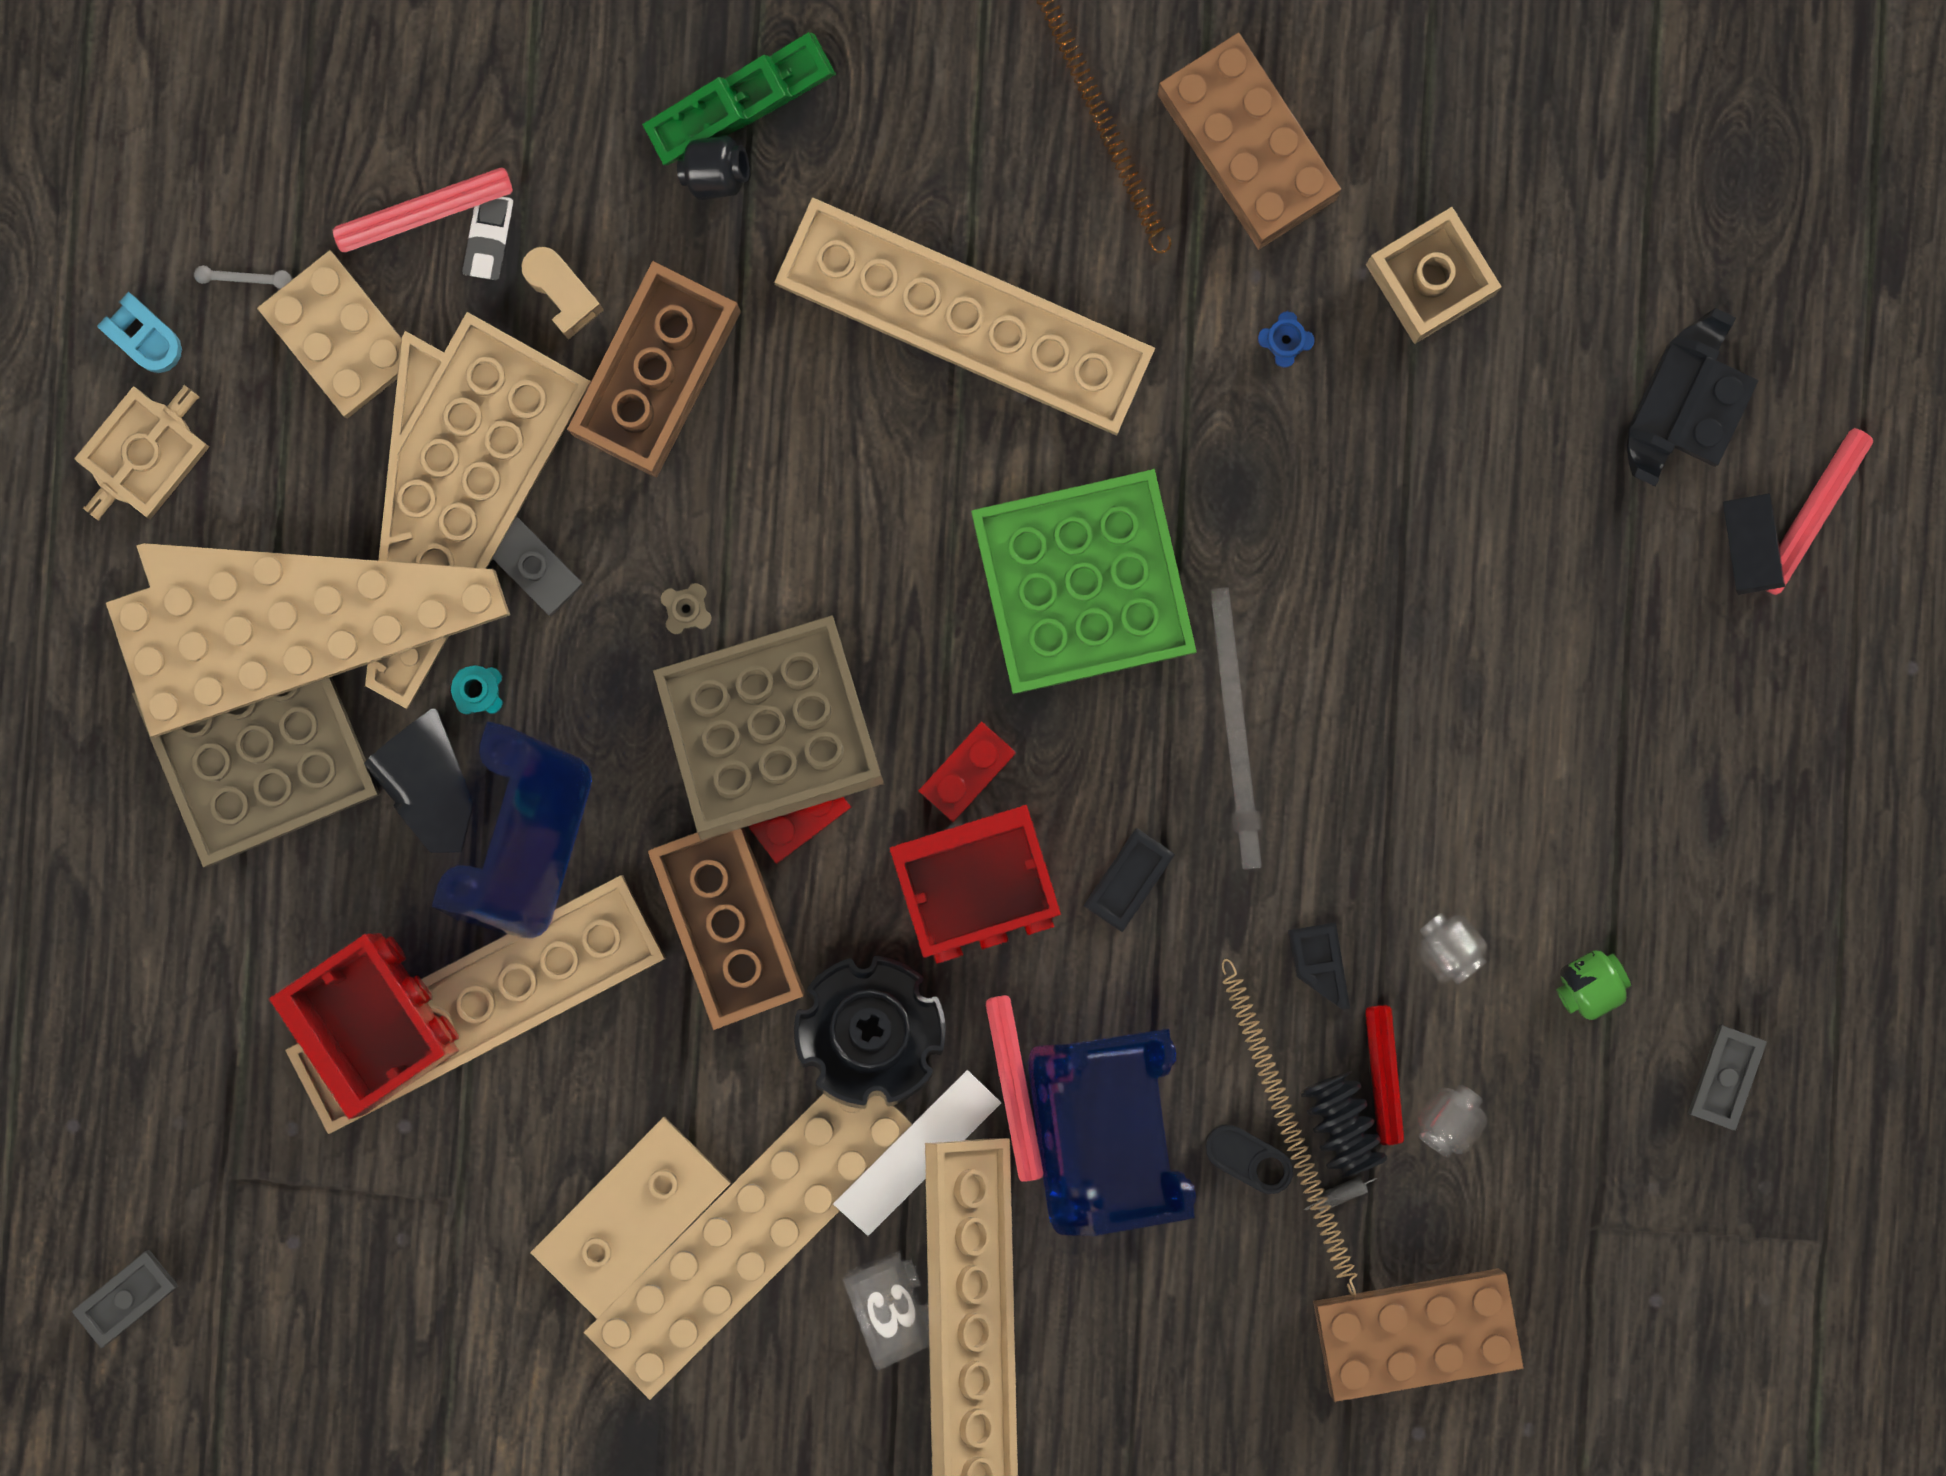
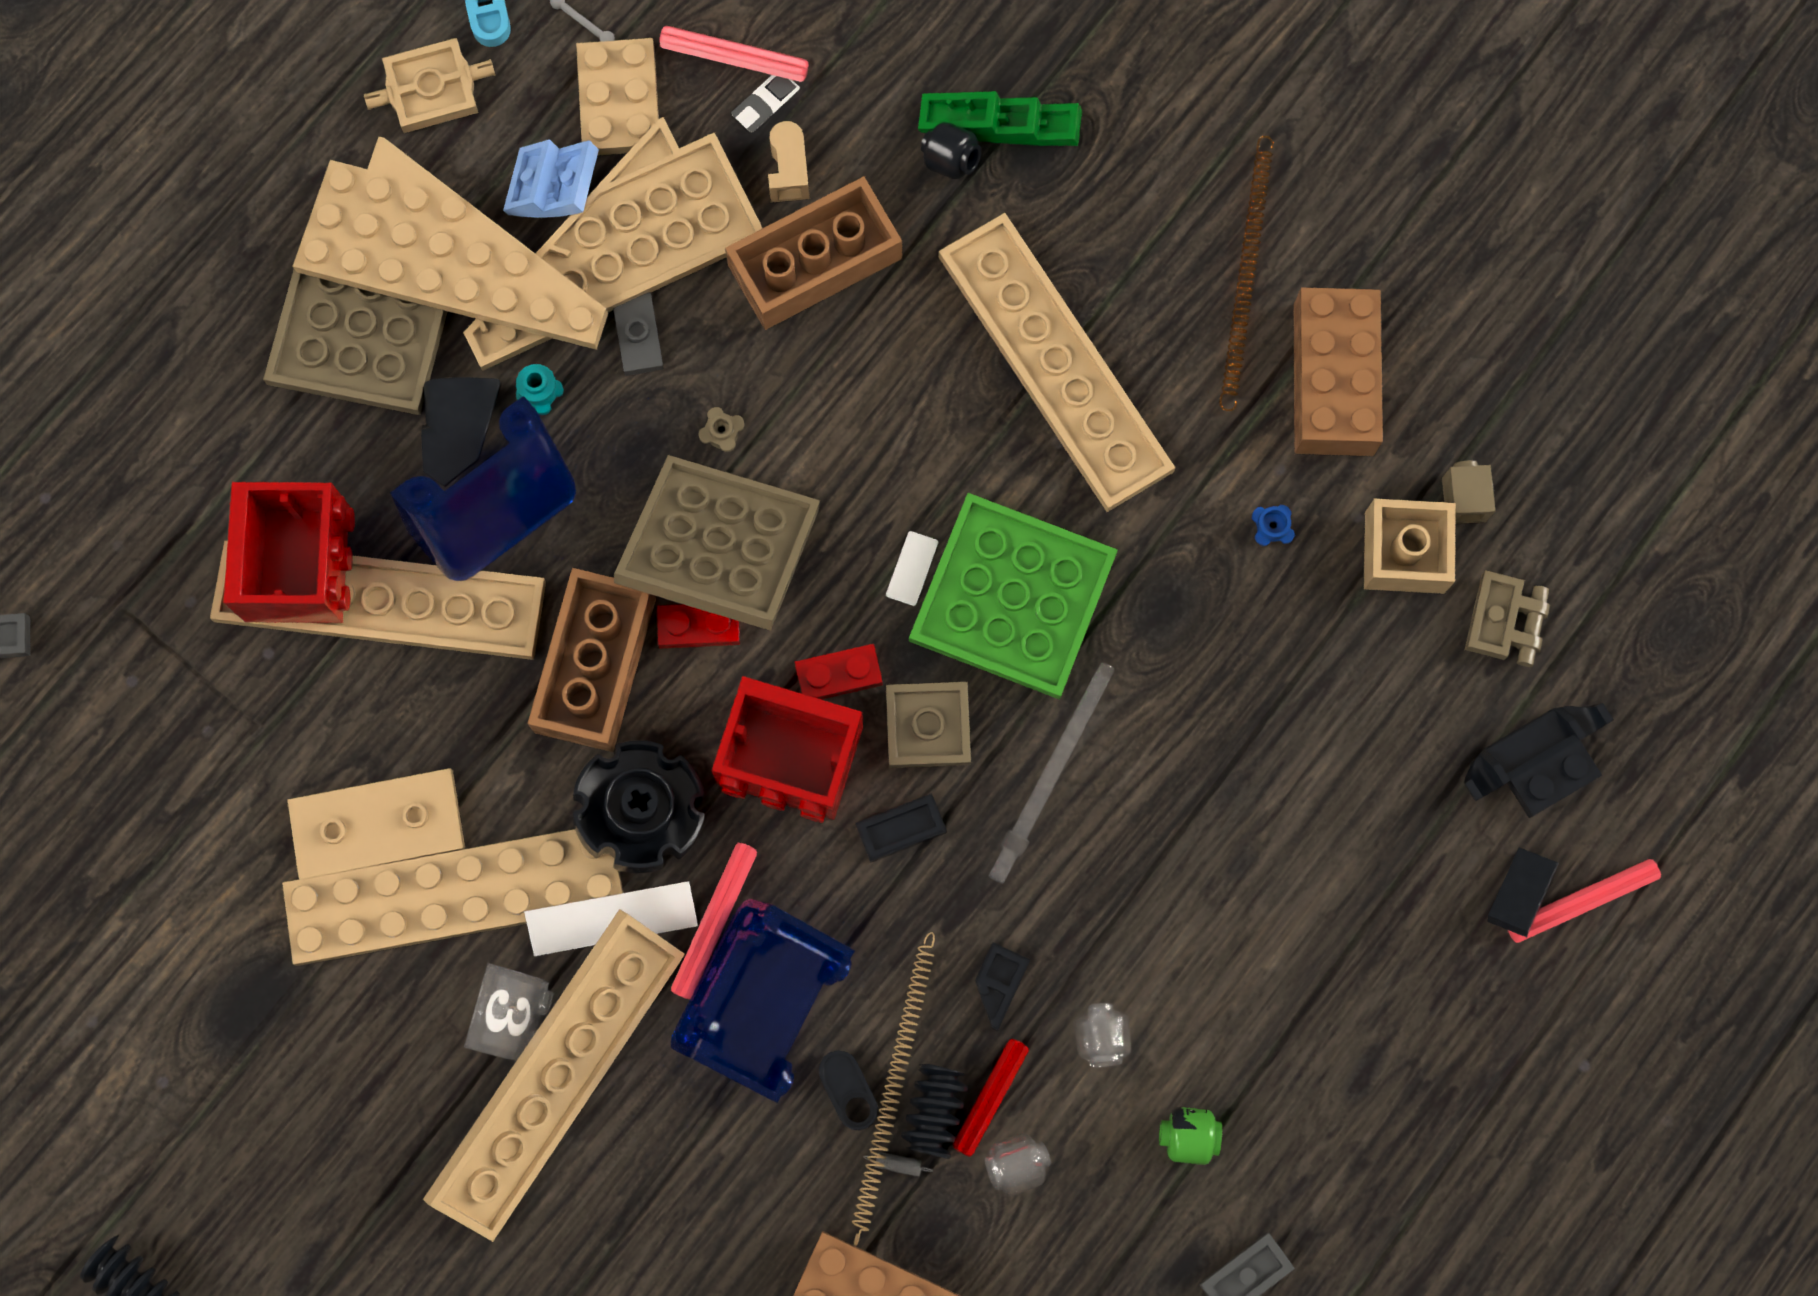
camera: 25 degrees right, 10 degrees down
(337, 470) = (551, 180): none -> light blue slope
(965, 619) = (912, 568): none -> white sticker
(1088, 764) = (928, 724): none -> dark tan plate
(1454, 178) = (1471, 490): none -> dark tan brick
(1558, 286) = (1495, 618): none -> dark tan plate

